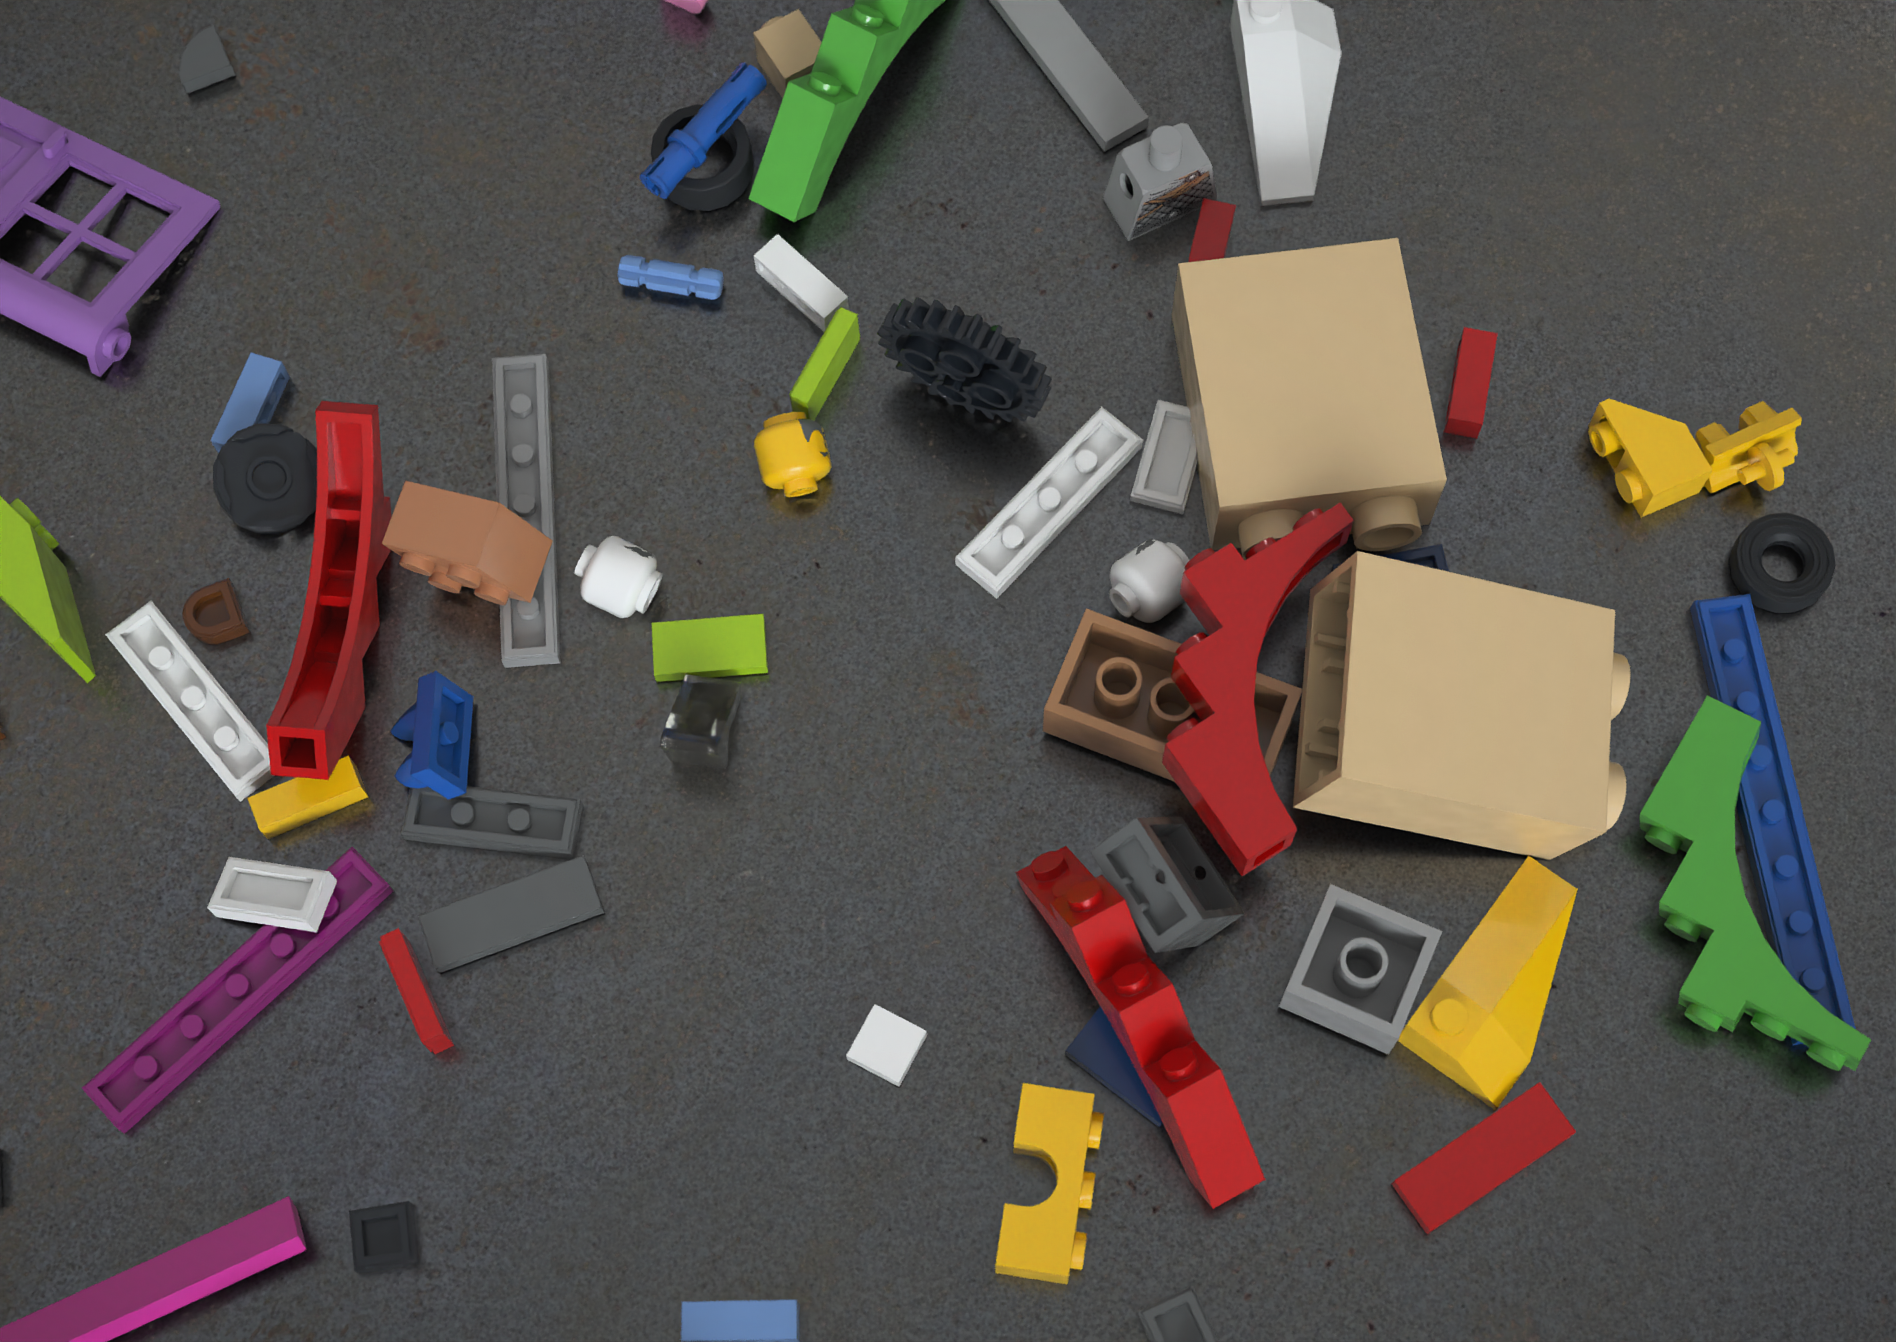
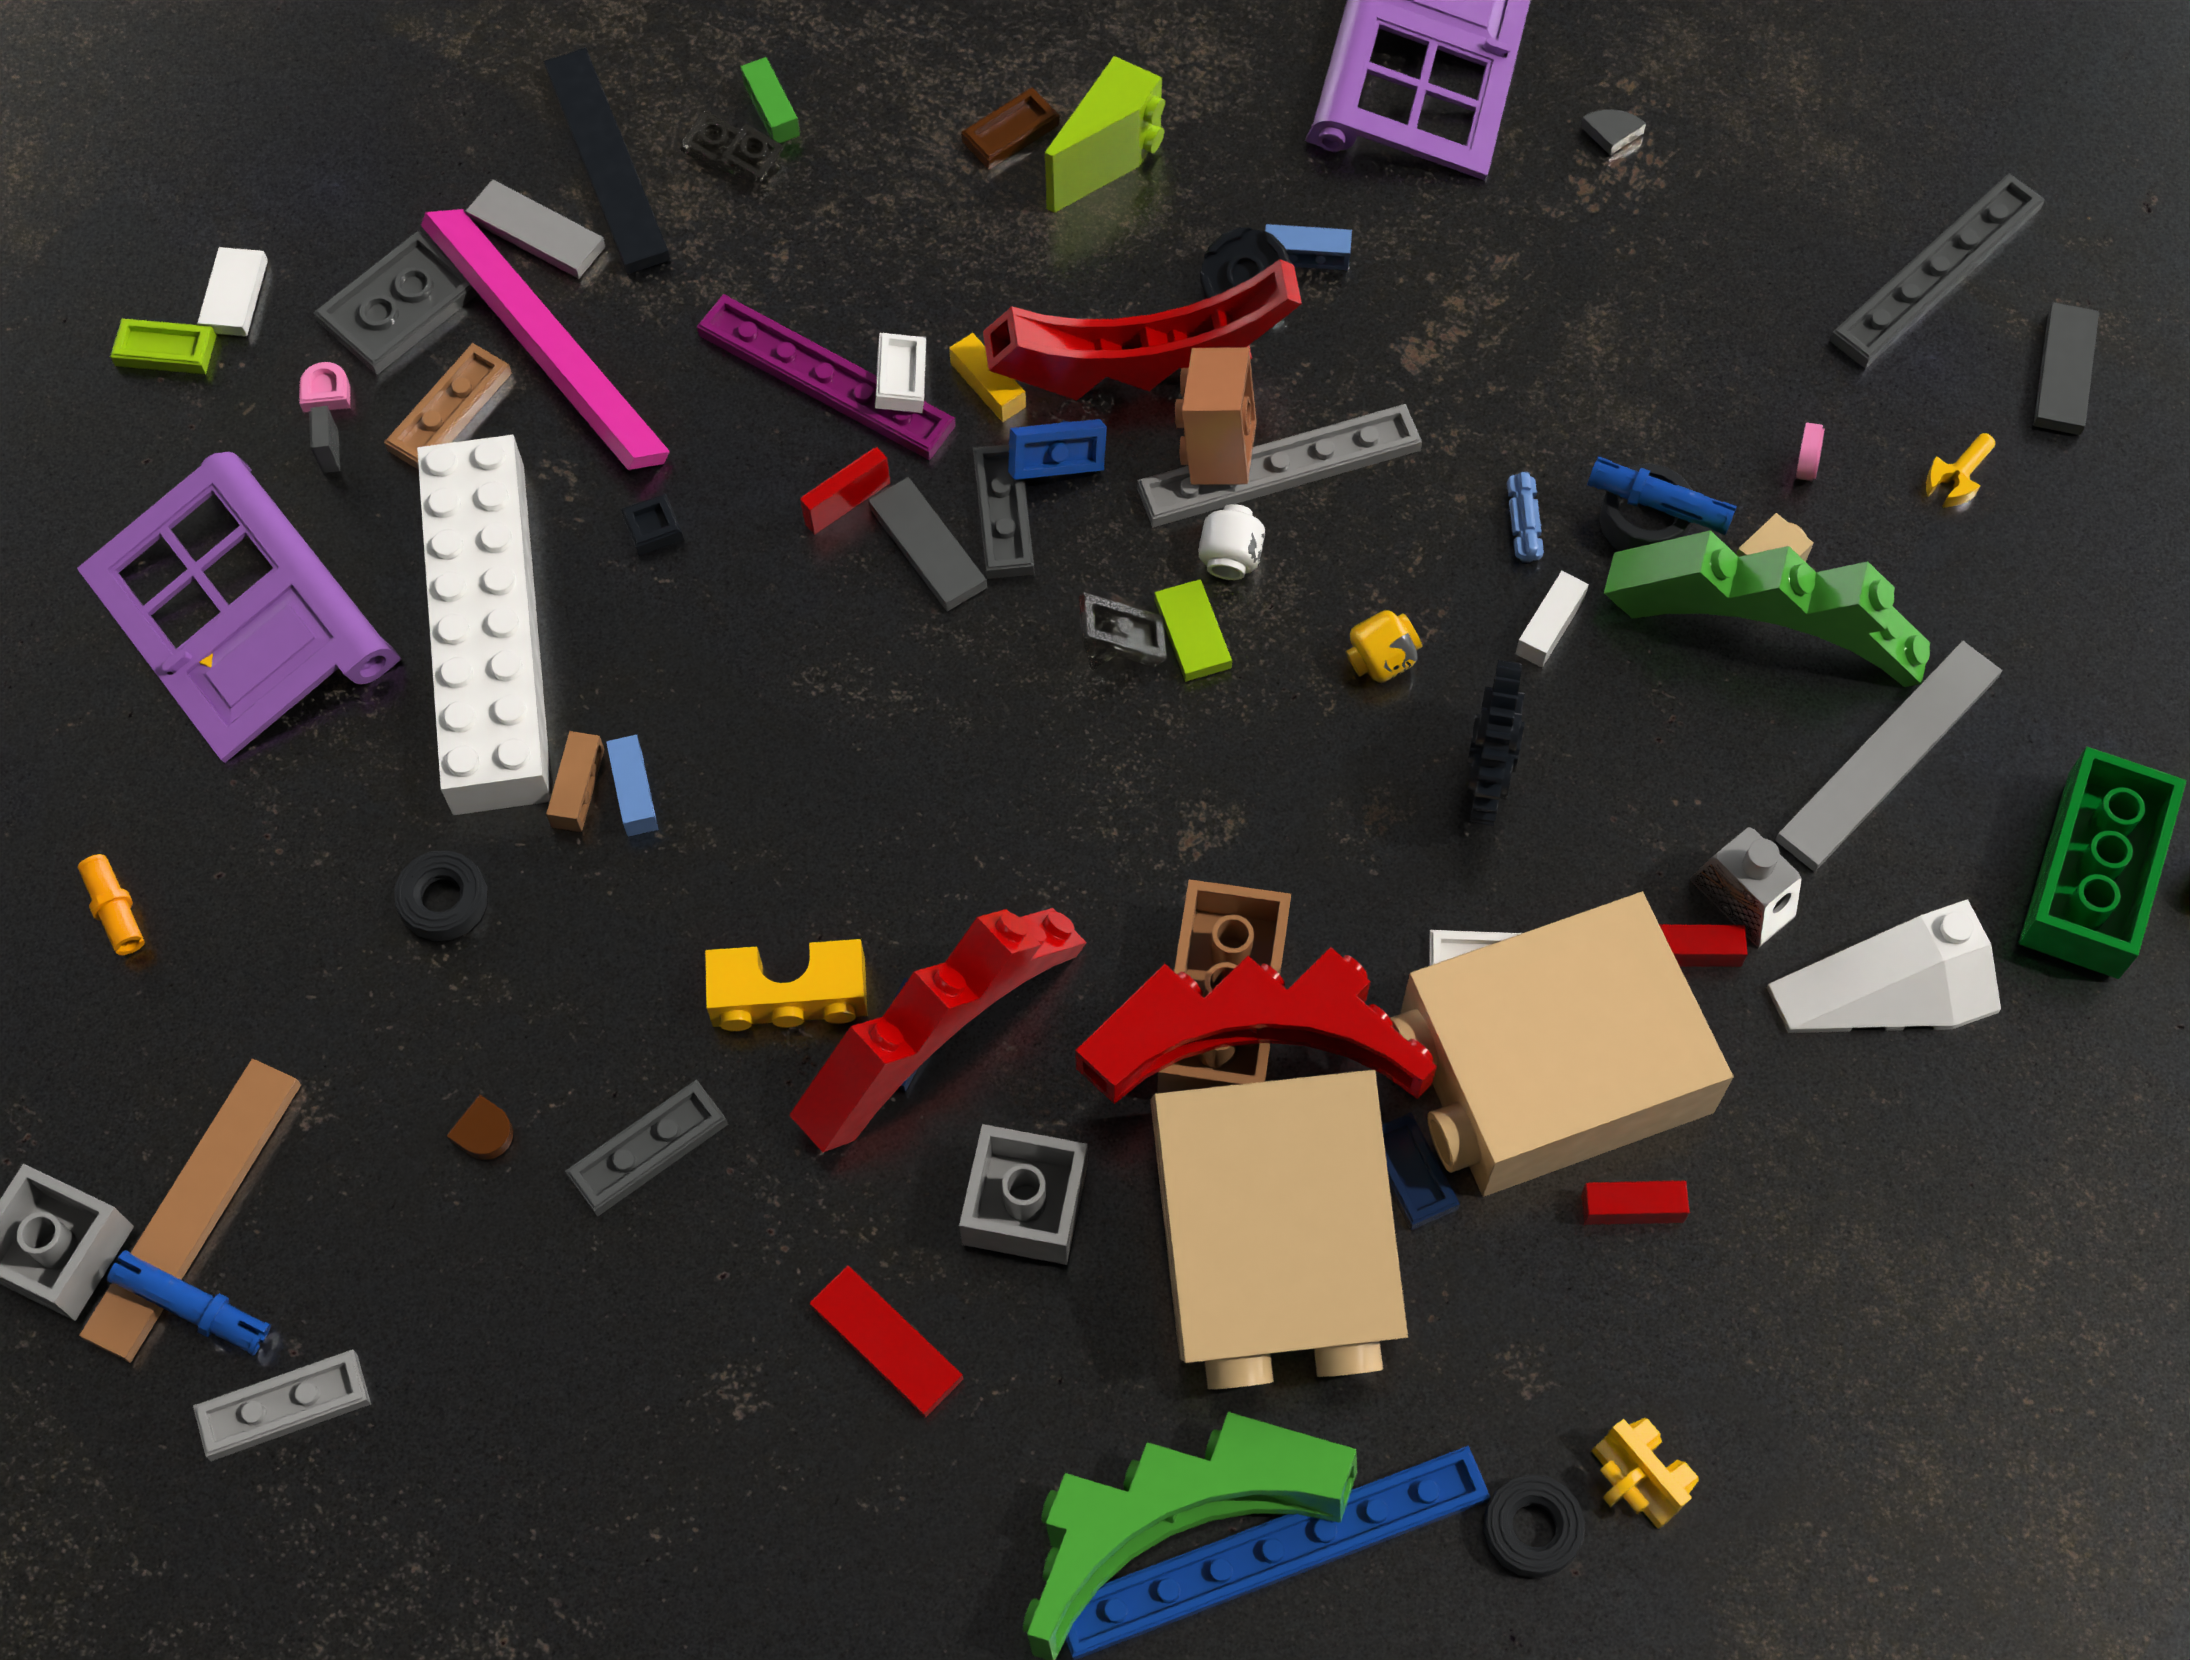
camera: 75 degrees right, 5 degrees down
(194, 699) = (1060, 267): white tile -> none
(215, 613) = (1126, 274): reddish brown tile -> none
(825, 364) = (1470, 650): lime tile -> none
(886, 1045) = (880, 842): white tile -> none
(1049, 502) = (1406, 865): white tile -> none
(1148, 580) = (1350, 940): white head -> none
(1154, 871) = (1034, 985): dark grey window -> none
(1493, 995) = (1035, 1320): yellow wedge -> none
(1650, 454) = (1605, 1379): yellow slope -> none

